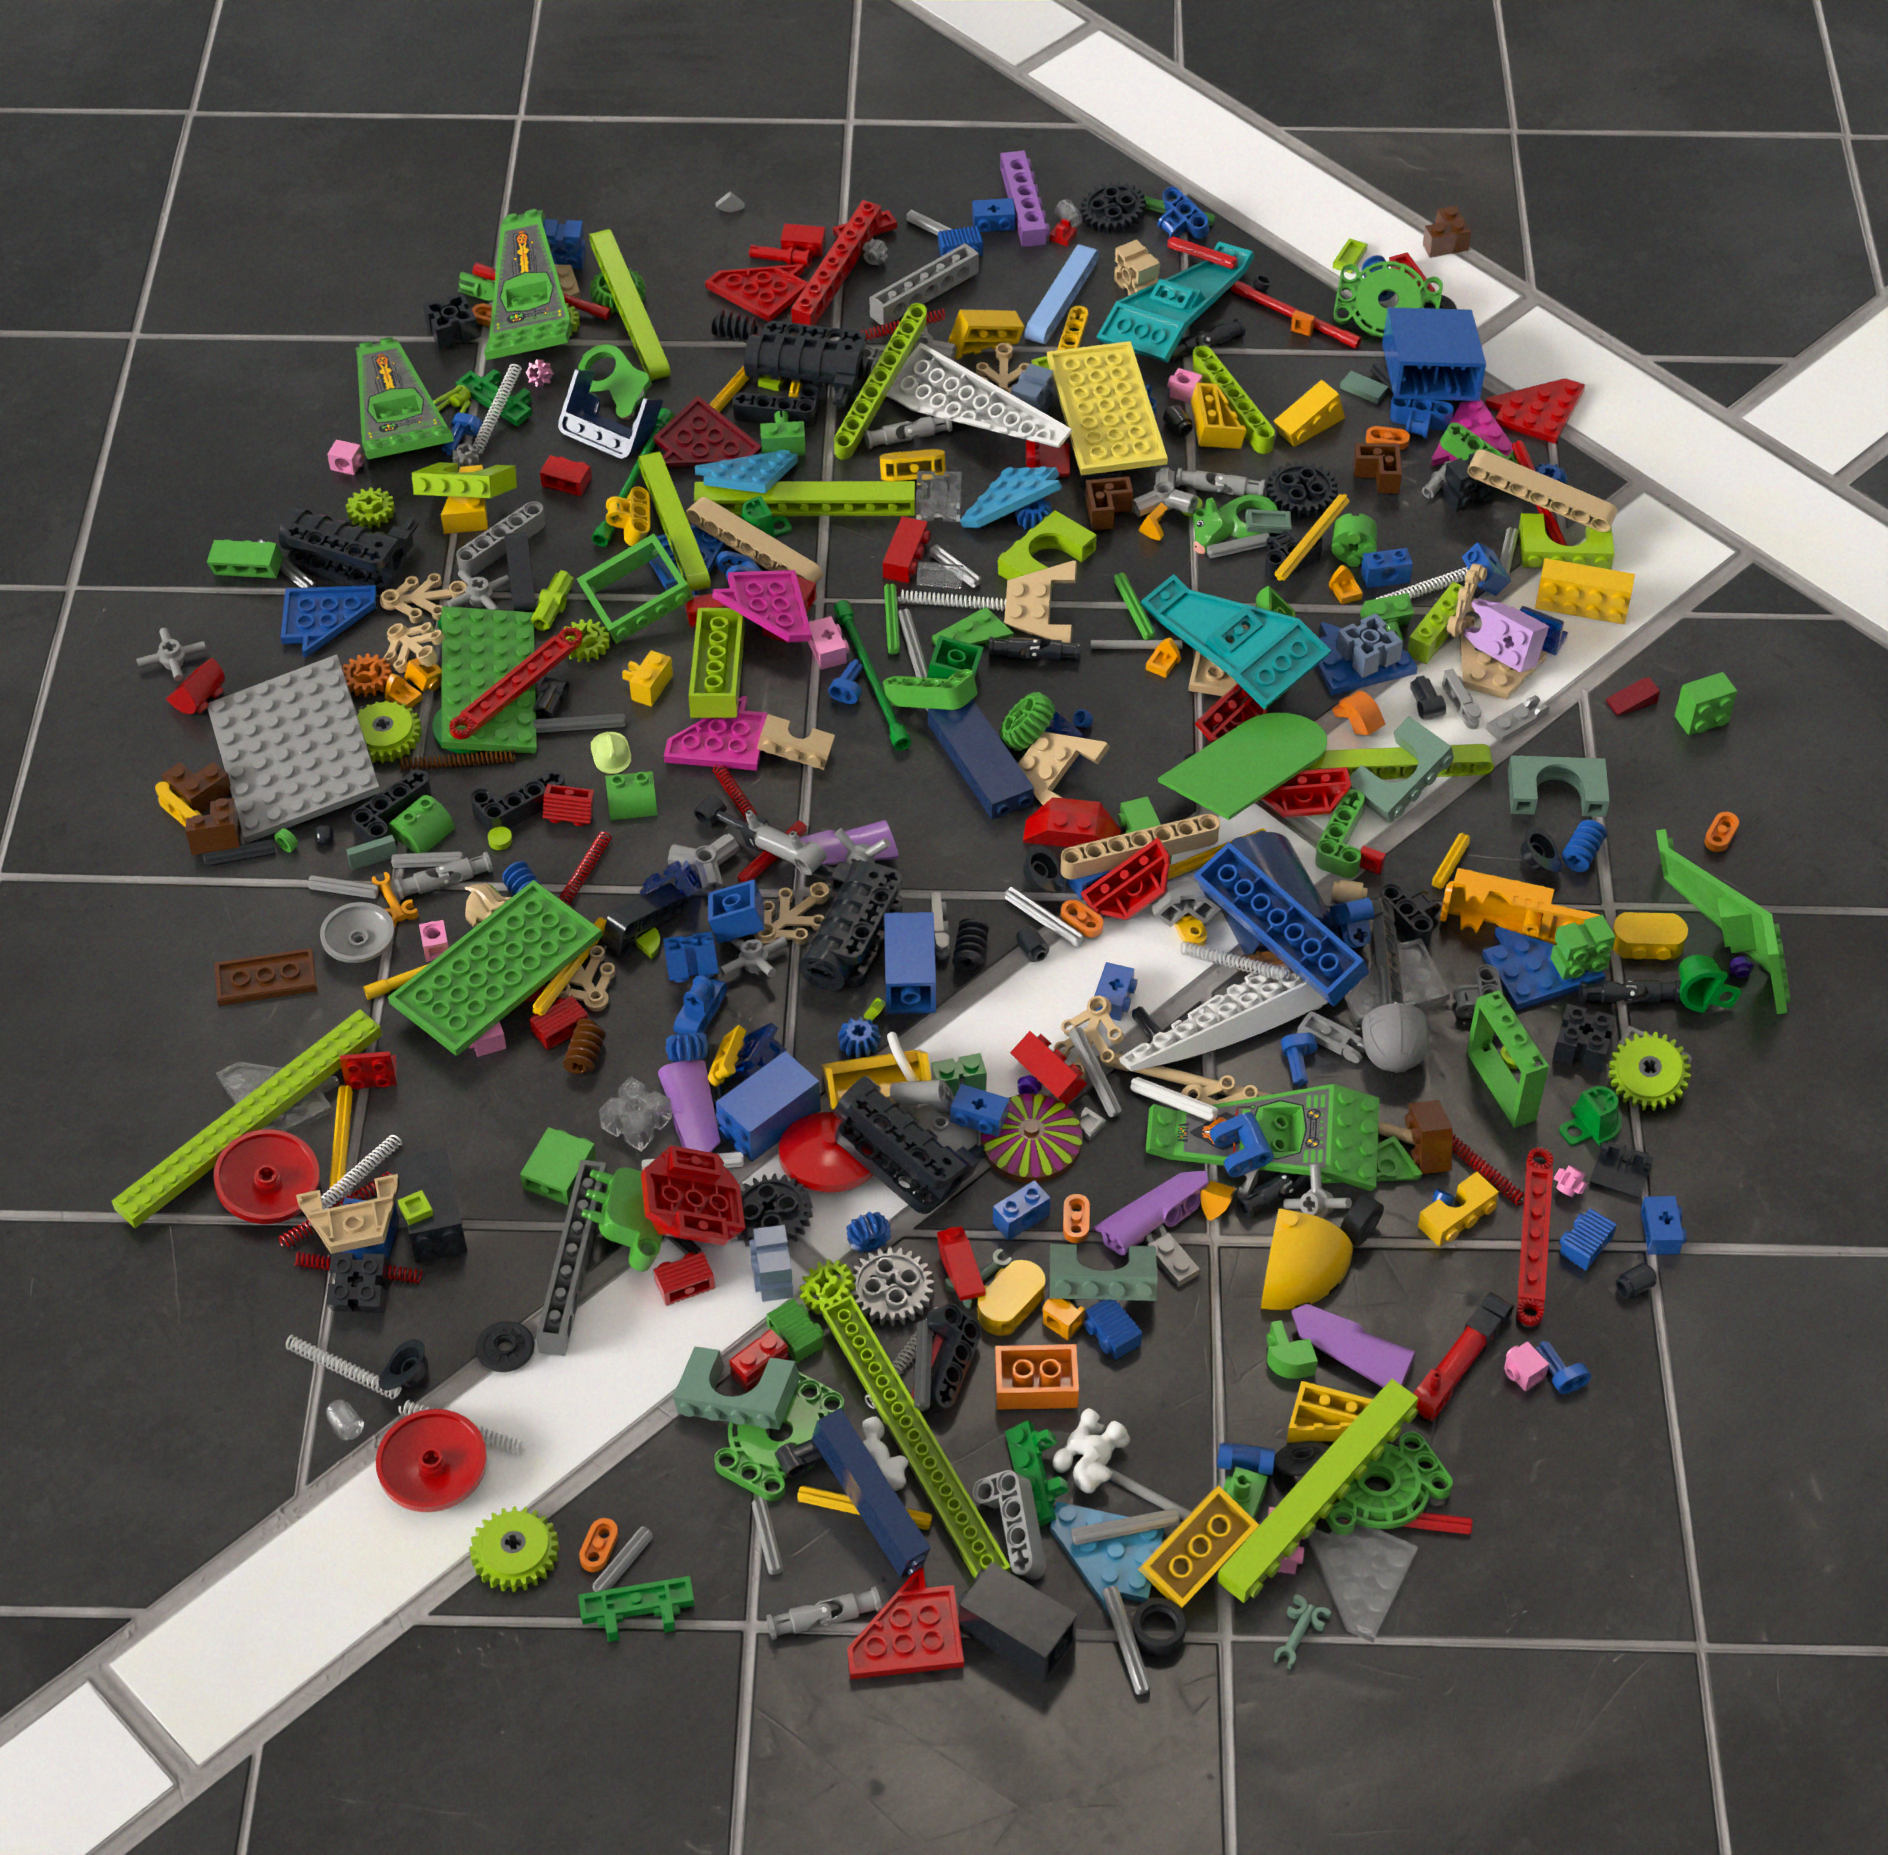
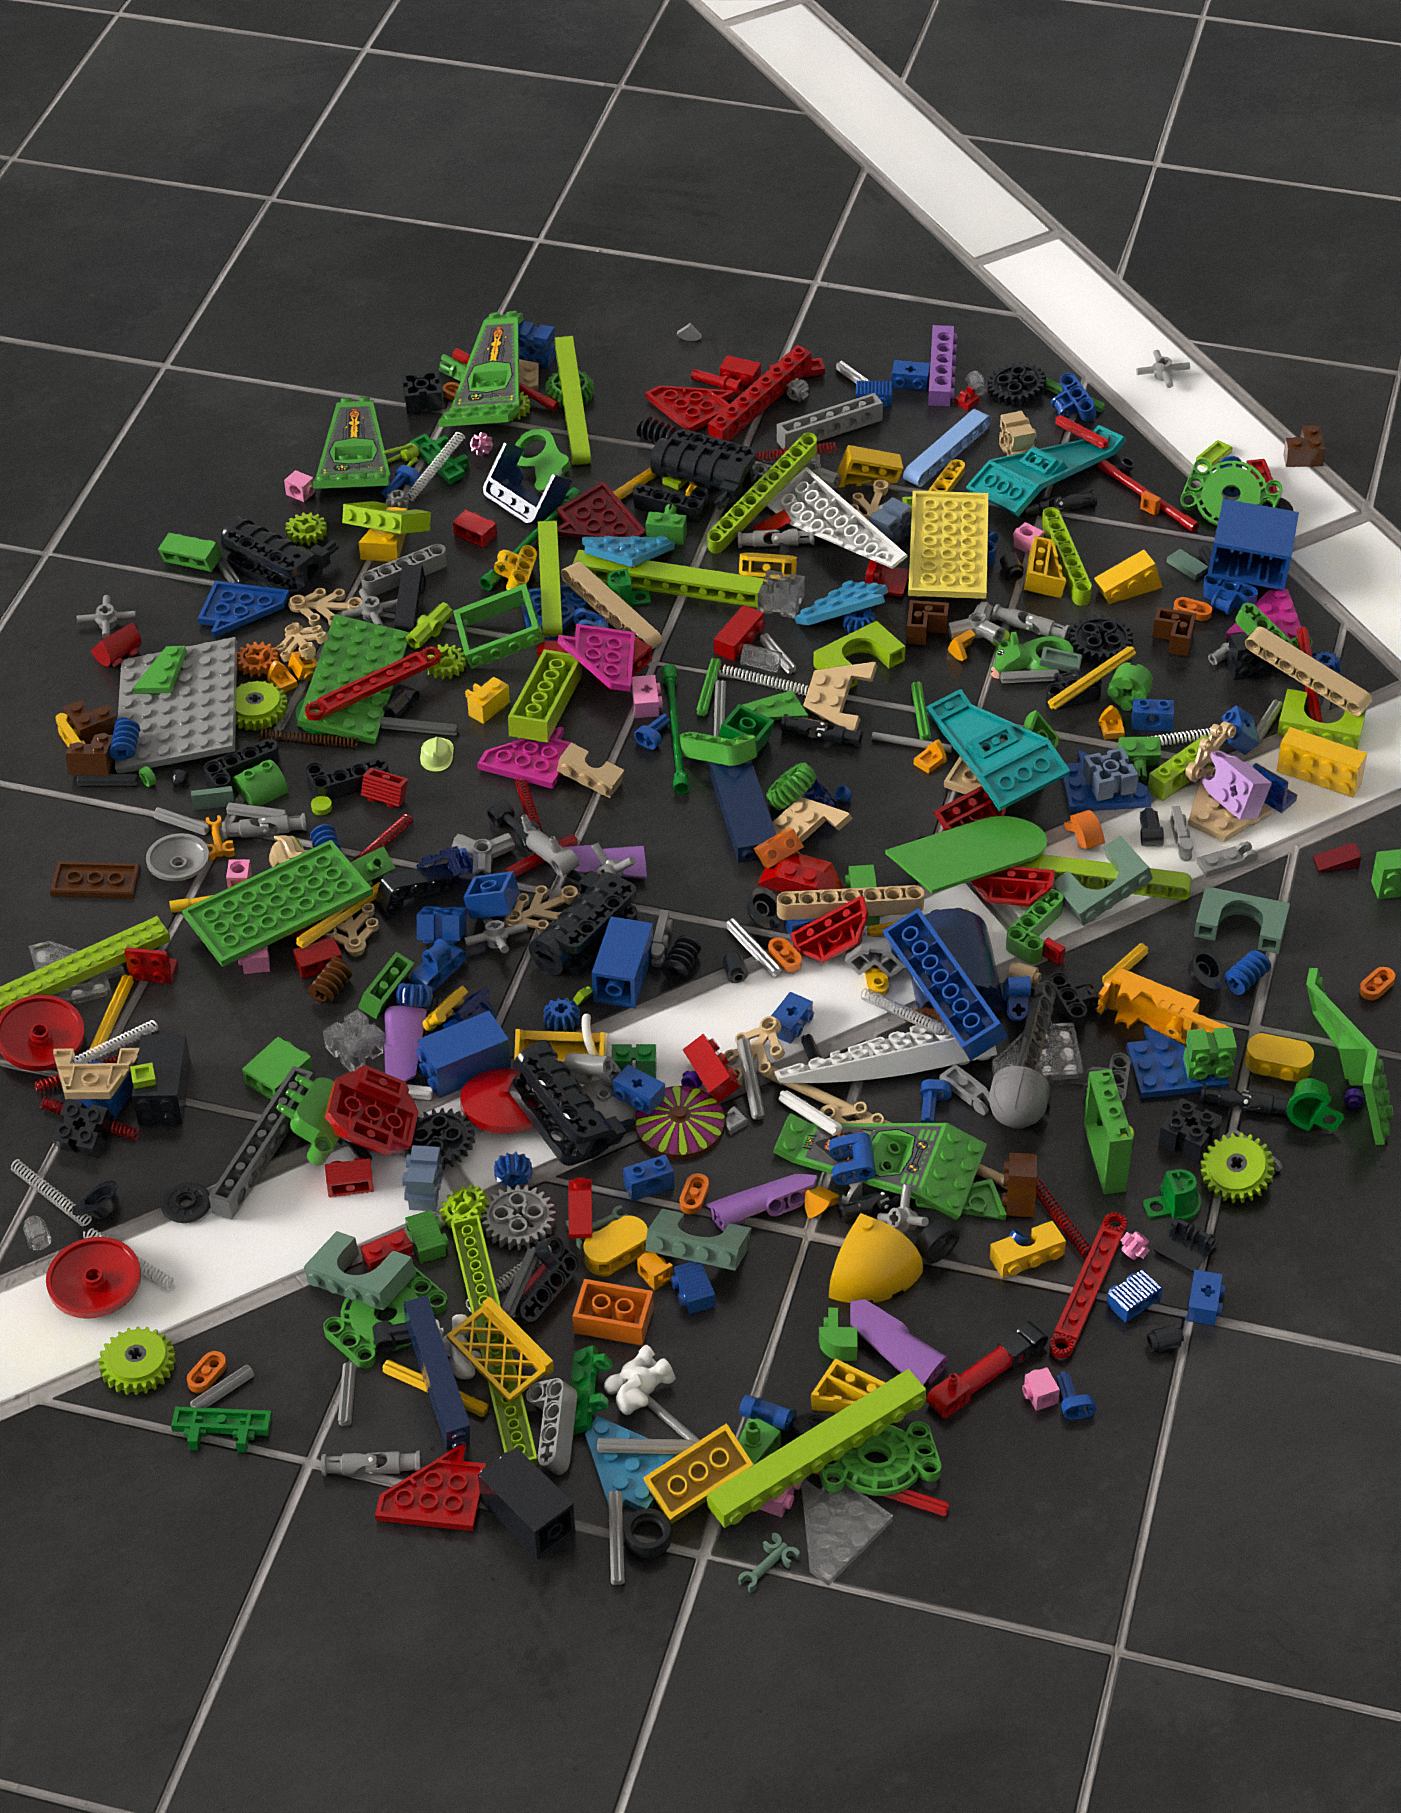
camera: 15 degrees right, 5 degrees down
(248, 801) = (124, 739): none -> blue piece
(265, 712) = (163, 672): none -> bright green wing
(590, 899) = (374, 865): none -> bright green brick
(631, 795) = (440, 789): bright green brick -> none
(649, 943) = (413, 908): lime tile -> none
(650, 1041) = (385, 985): none -> bright green brick
(900, 412) = (774, 522): none -> red sticker
(943, 1430) = (518, 1341): none -> yellow fence
(1038, 795) = (778, 847): none -> orange brick
(1172, 1257) = (765, 1240): light grey hinge -> none
(1264, 165) = (1163, 368): none -> light grey bar
(1539, 409) = (1339, 607): red wing -> none

